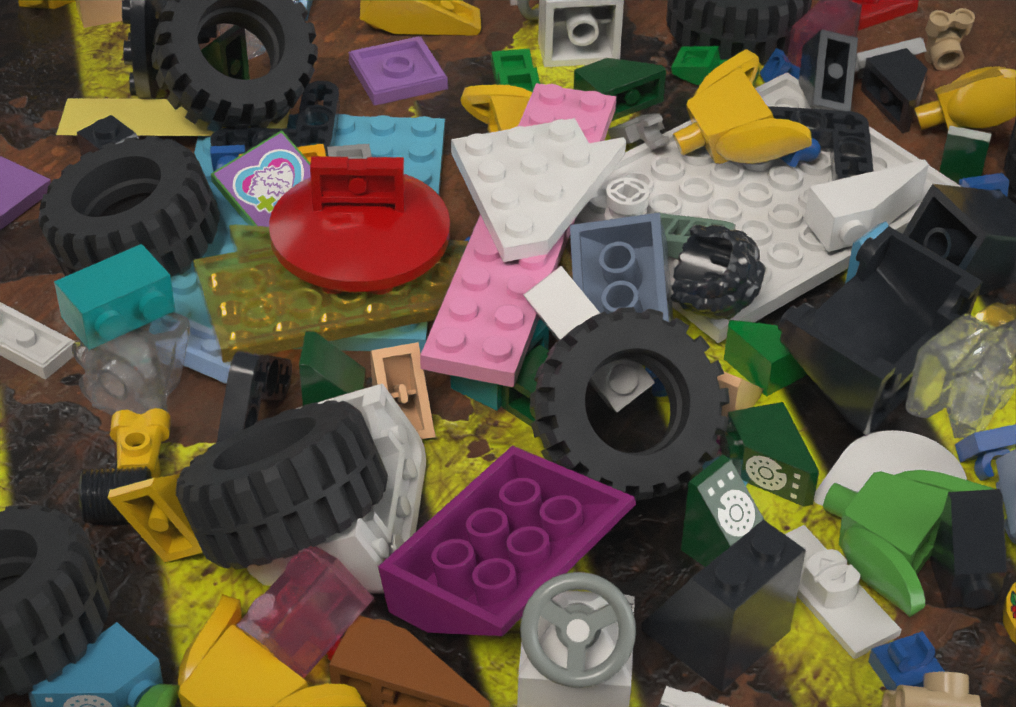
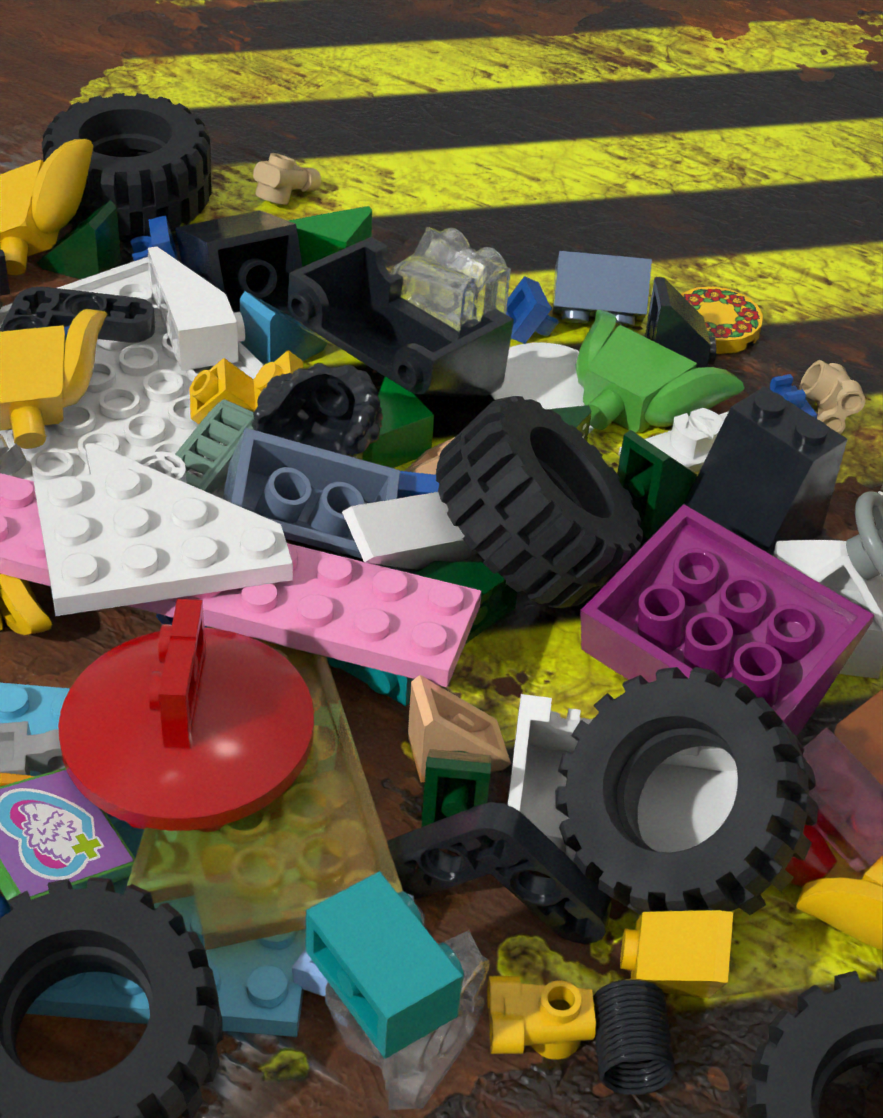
camera: 90 degrees left, 0 degrees up
(774, 243) = (234, 385): none -> yellow slope

